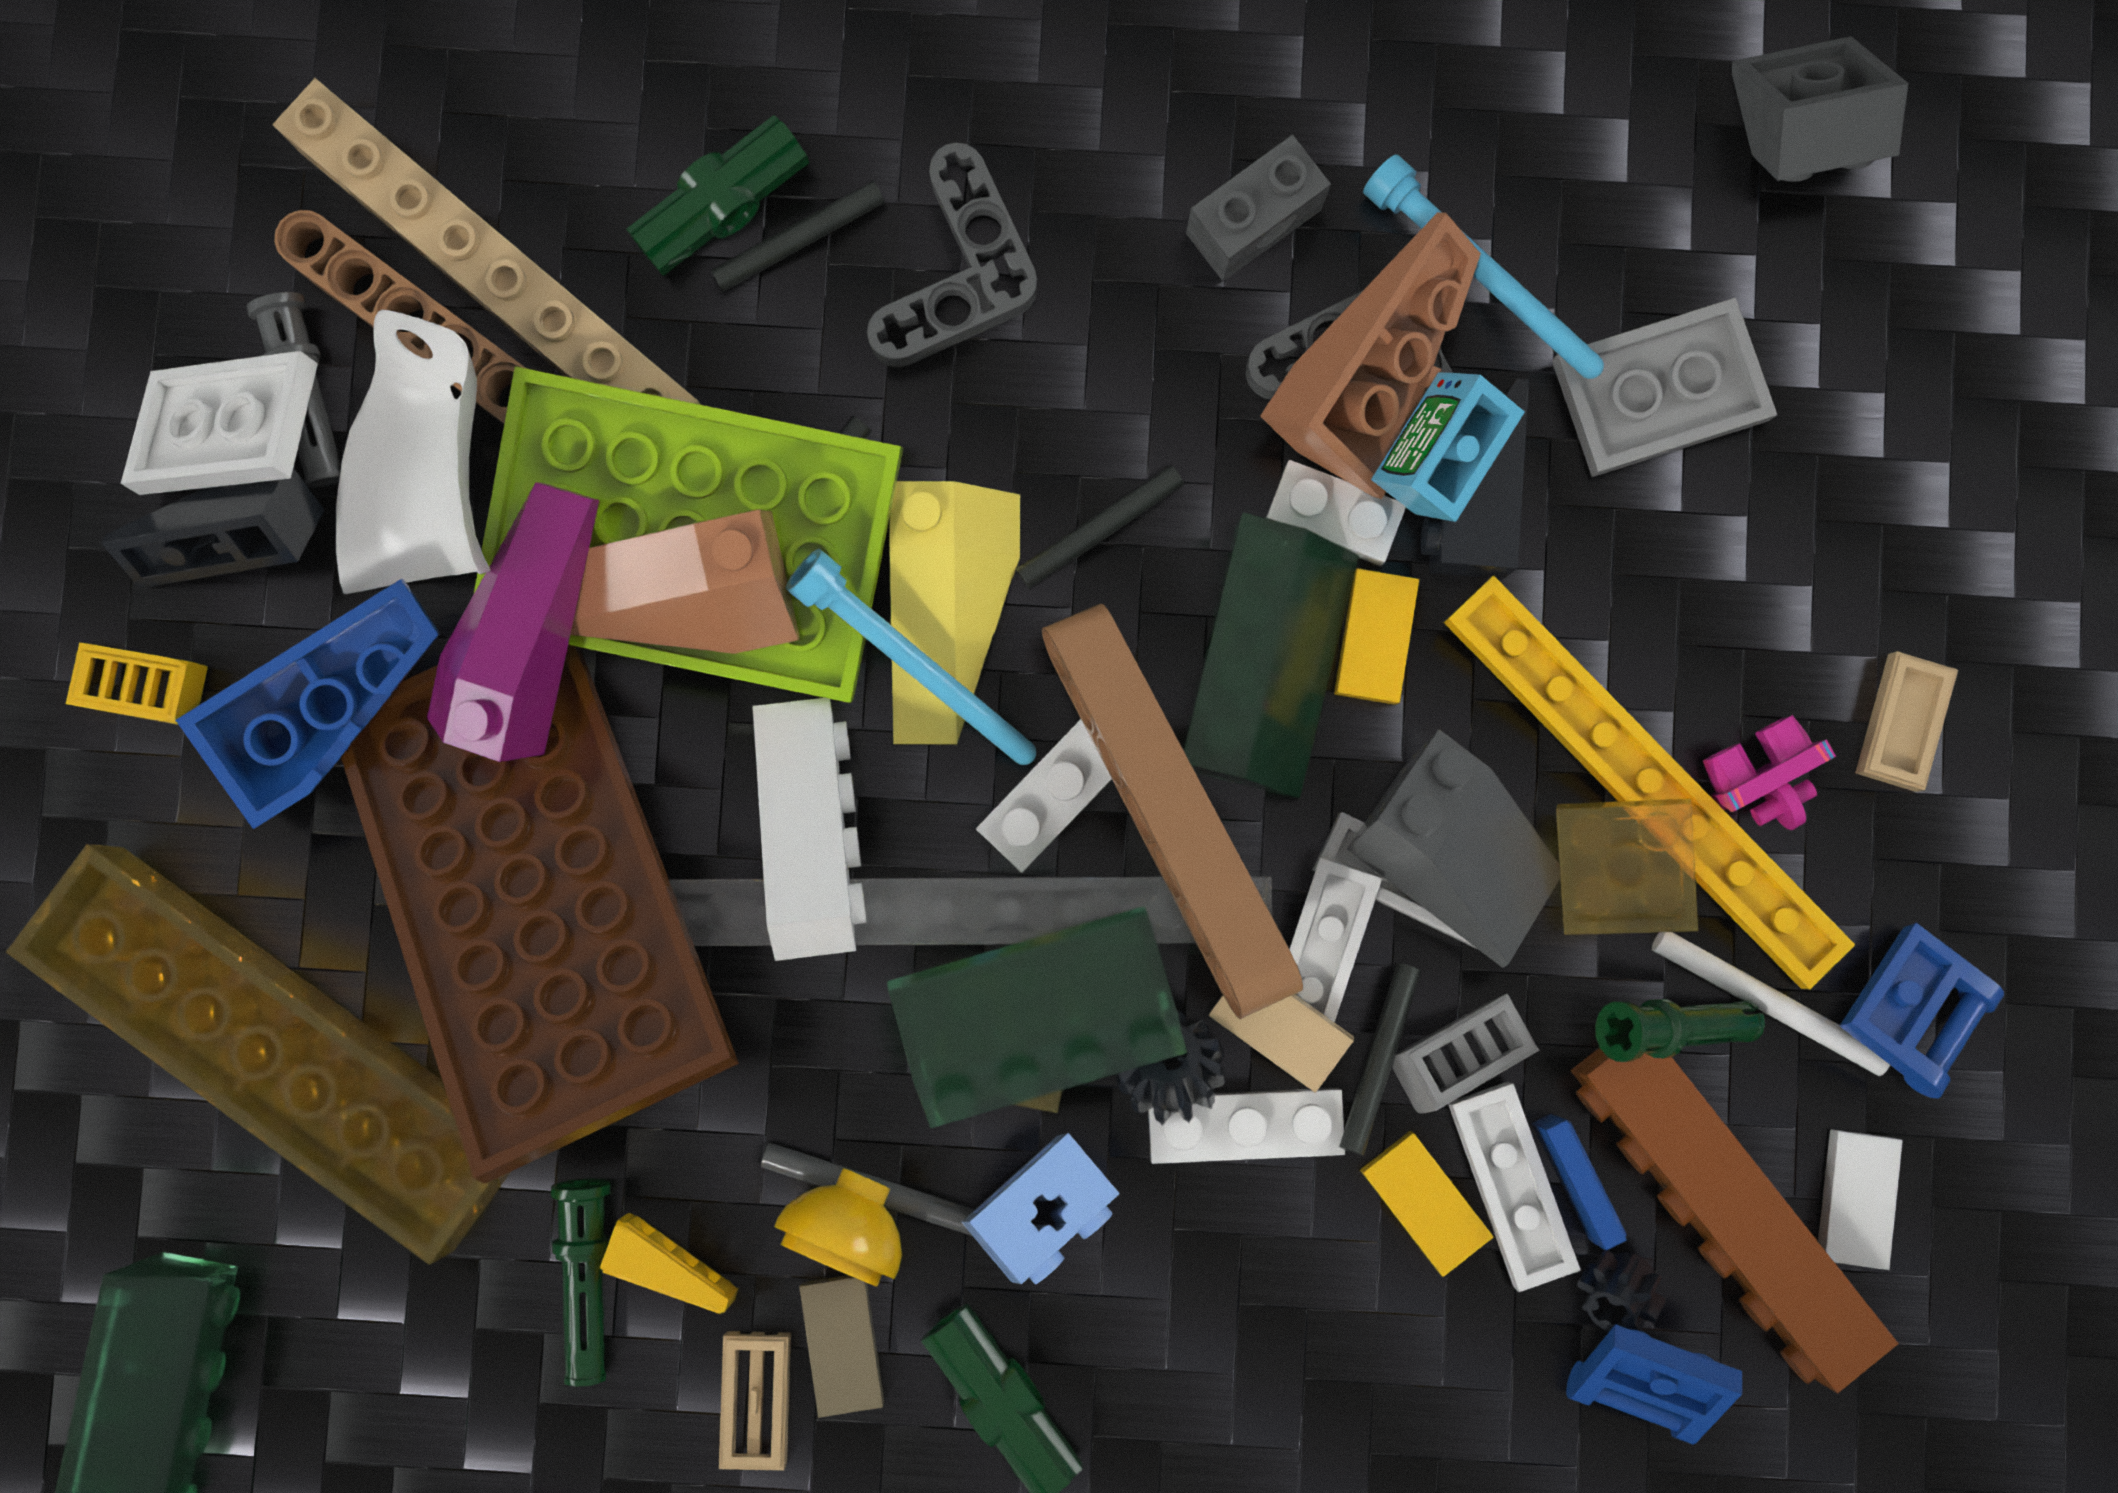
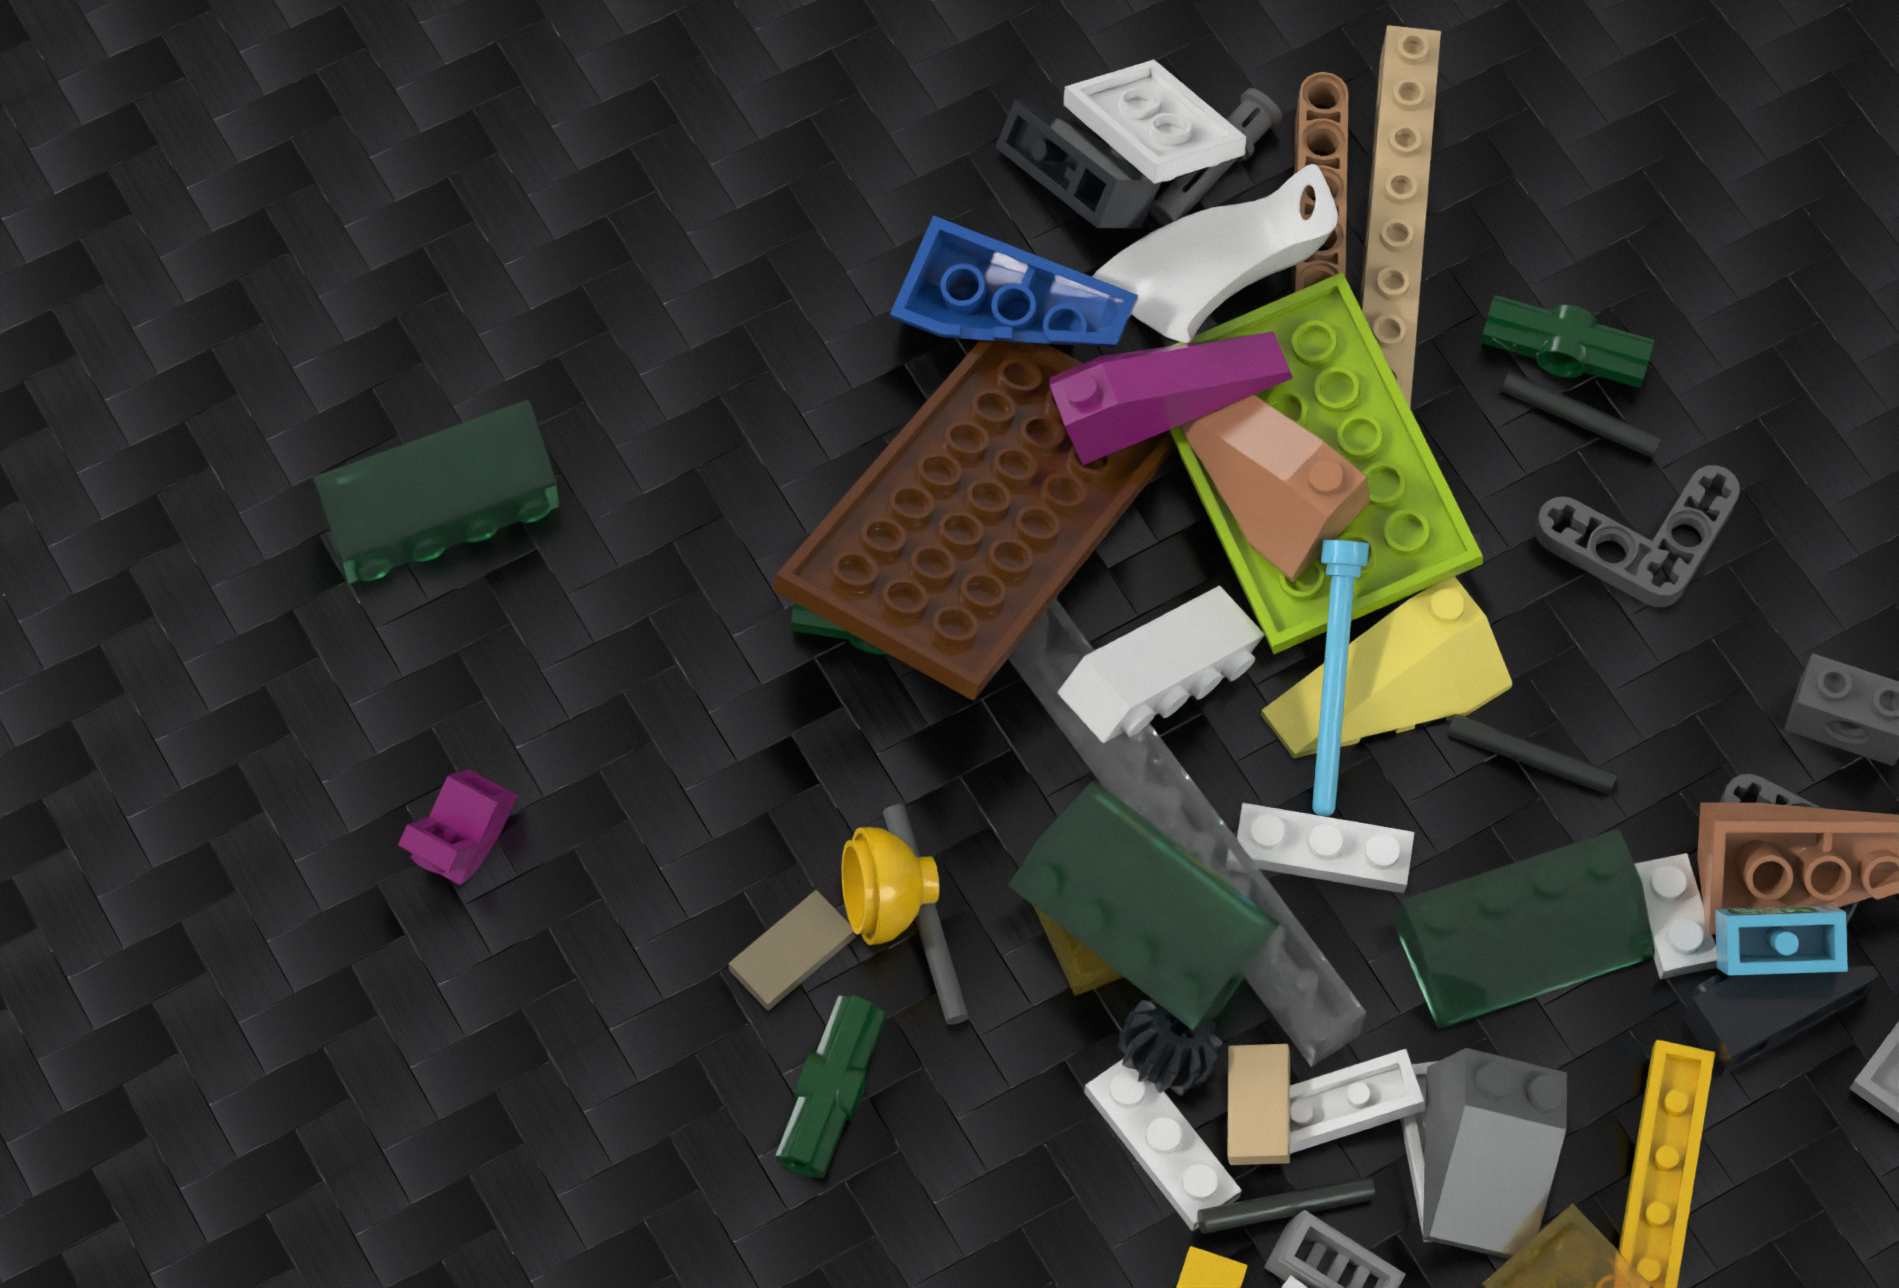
camera: 55 degrees right, 20 degrees down
(181, 695) = (957, 209): yellow slope -> none
(258, 1045) = (739, 427): clear yellow brick -> none
(574, 1245) = (745, 717): dark green pin -> none
(657, 1263) = (763, 766): yellow slope -> none
(757, 1344) = (717, 934): tan tile -> none
(1004, 1219) = (1025, 1013): light blue brick -> none
(1172, 812) = (1362, 906): medium nougat beam -> none
(1376, 636) = (1603, 1004): yellow tile -> none

